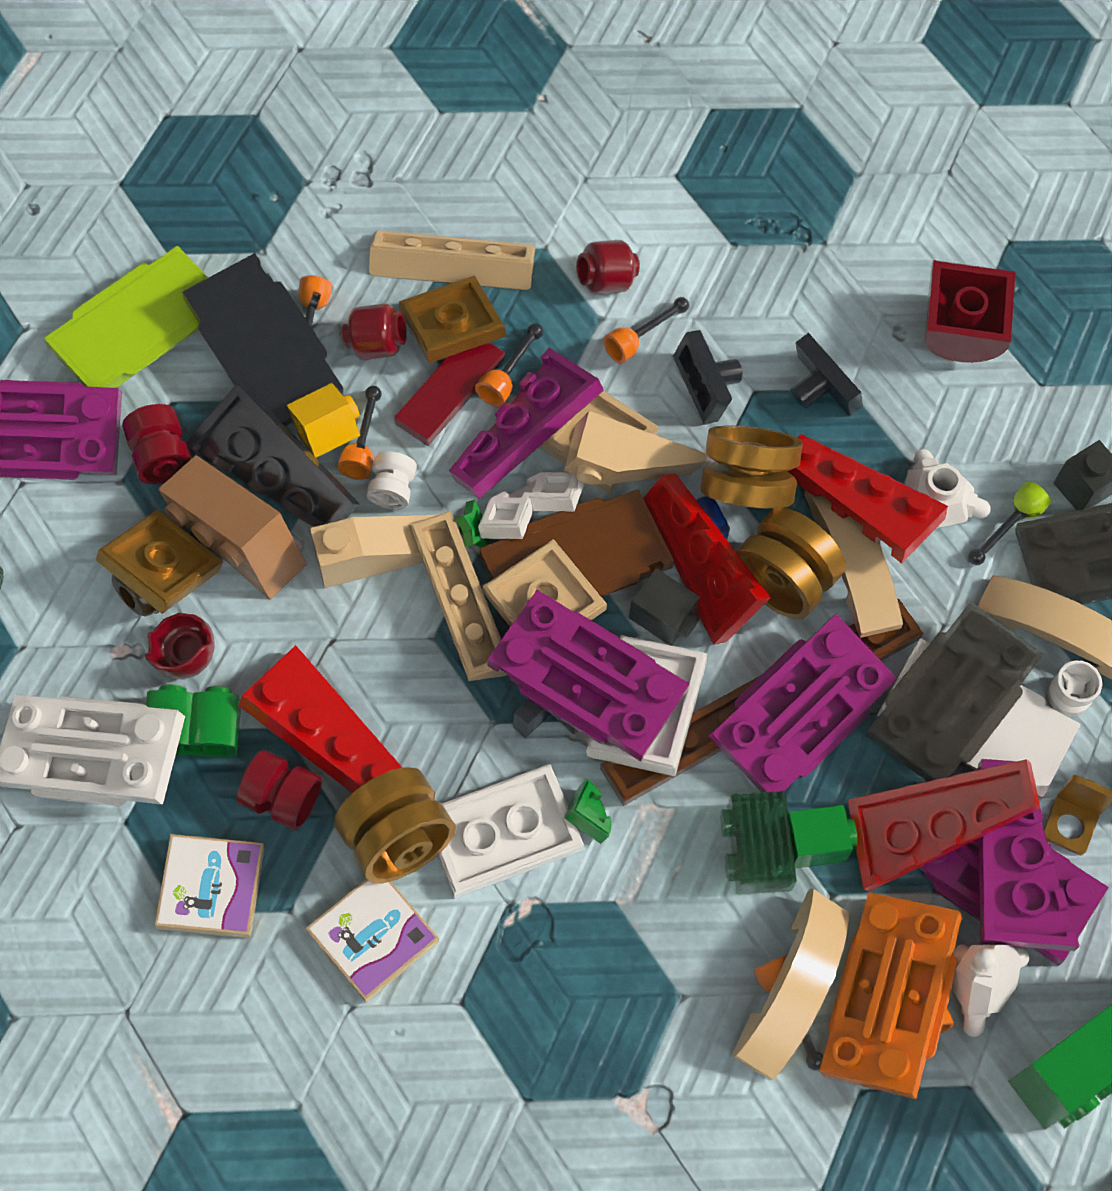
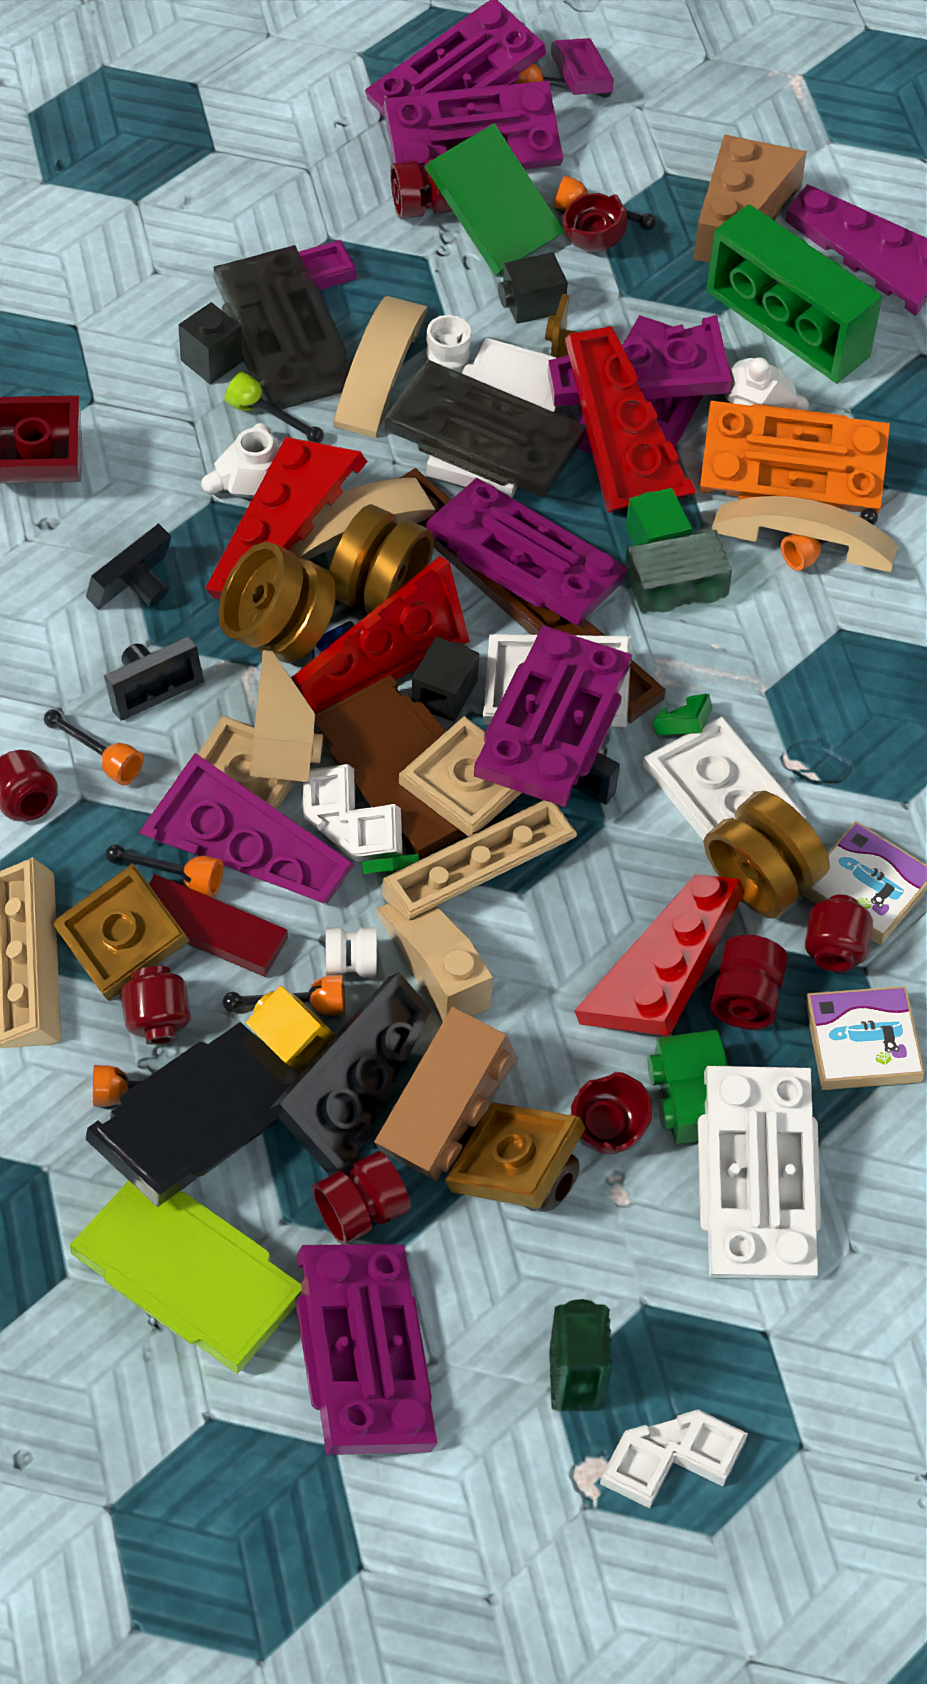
camera: 100 degrees left, 10 degrees down
(310, 881) = (838, 933): none -> dark red head

